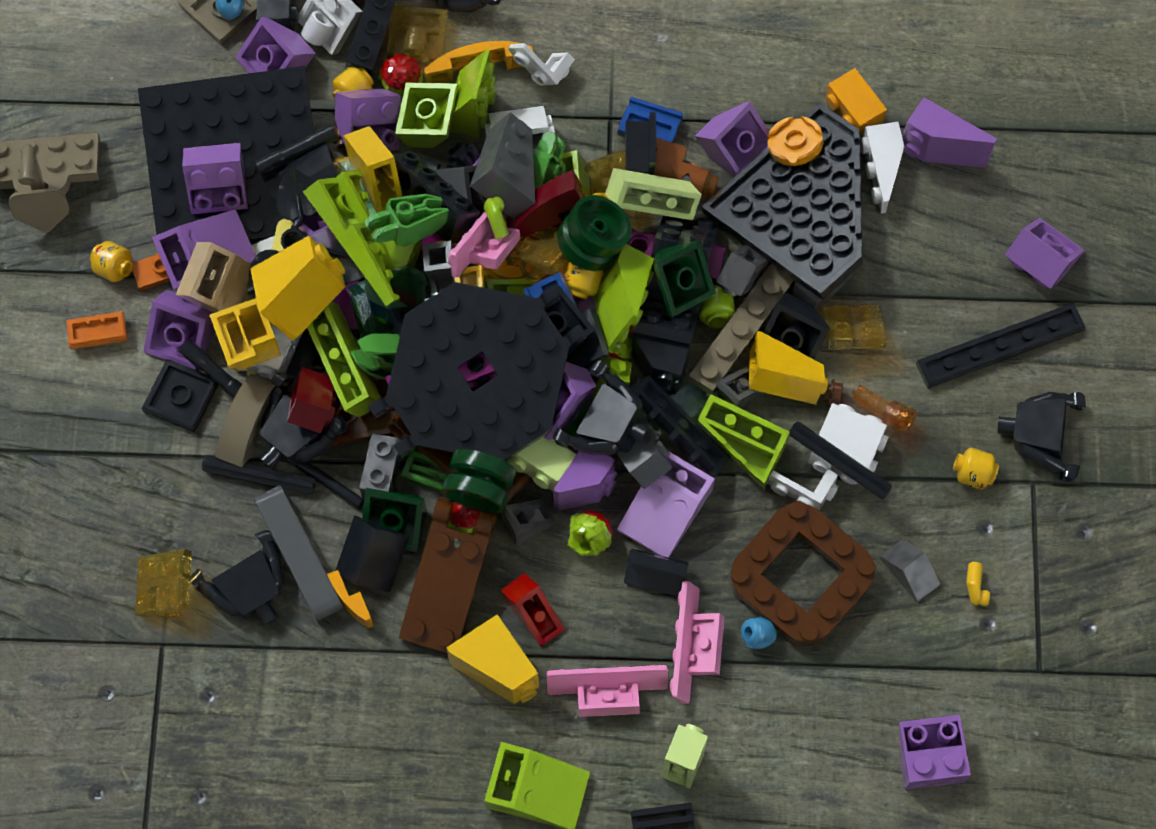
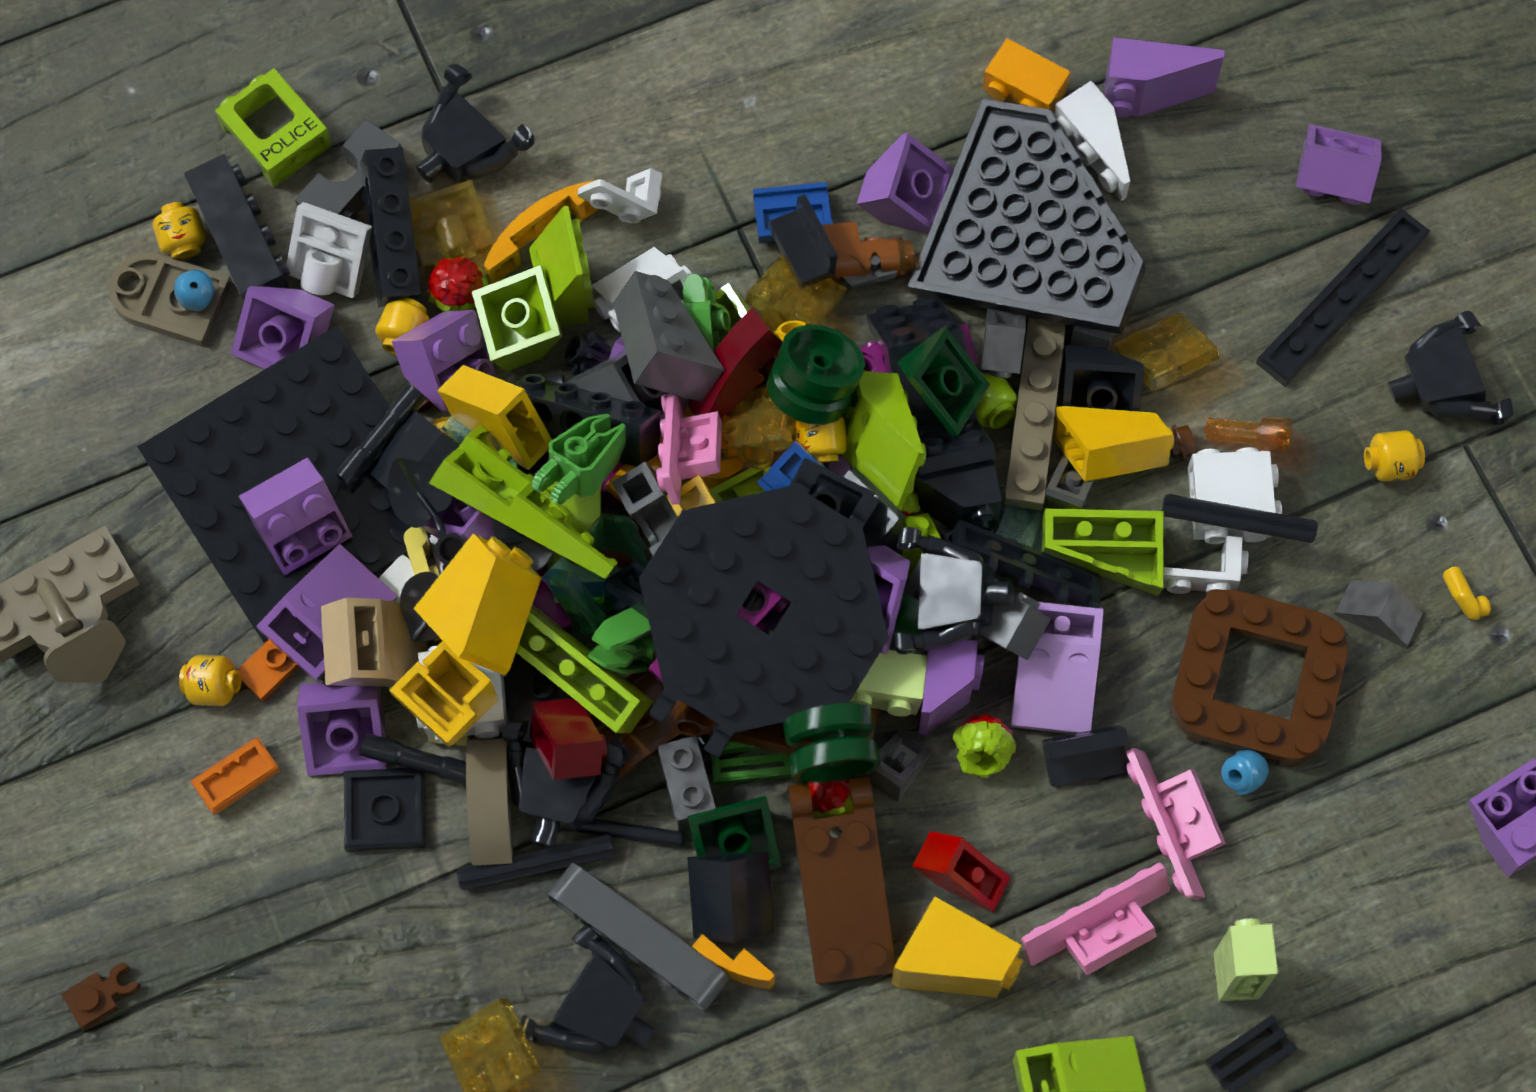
camera: 25 degrees left, 0 degrees up
(493, 210) = (677, 400): lime arm -> none
(653, 194) = (851, 295): yellowish green brick -> none
(795, 141) = (981, 157): light orange tile -> none

